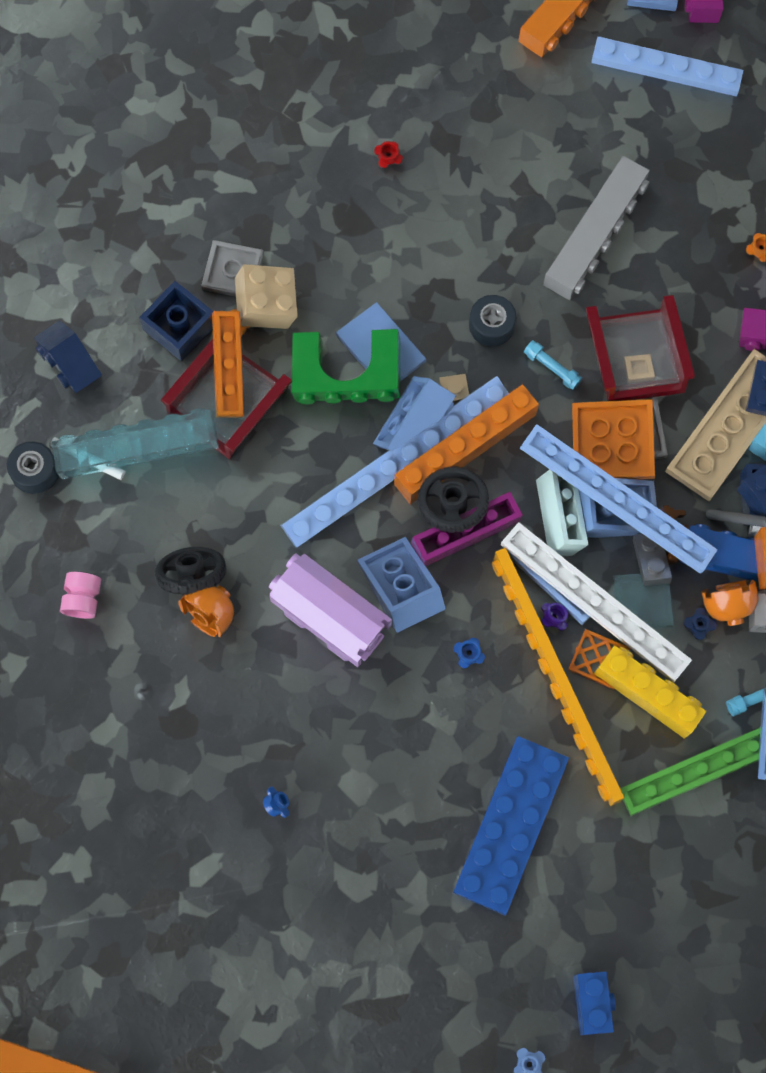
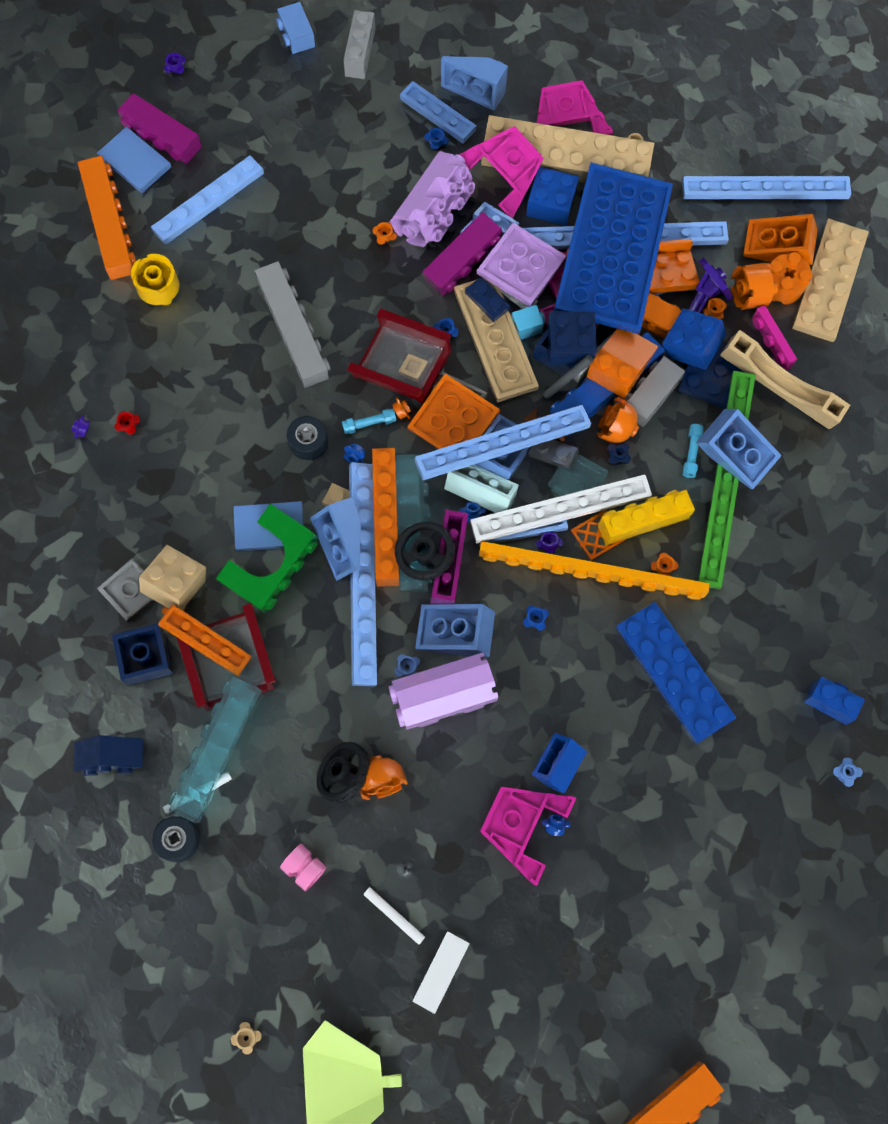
camera: 55 degrees left, 0 degrees up
(68, 786) = (441, 972): none -> white tile
(92, 708) = (390, 912): none -> white bar
(254, 760) = (513, 821): none -> dark pink wing
(335, 556) = (402, 662): none -> medium blue plate
(337, 766) = (559, 762): none -> blue brick
(353, 118) = (80, 427): none -> dark purple plate
(490, 462) = (411, 510): none -> clear light blue brick
(508, 374) = (354, 453): none -> blue plate
(532, 521) = (473, 510): none -> blue plate
(545, 77) = (155, 279): none -> yellow brick
(587, 386) = (401, 408): none -> orange plate
(619, 738) = (665, 559): none -> orange plate
(708, 366) = (447, 323): none -> blue plate

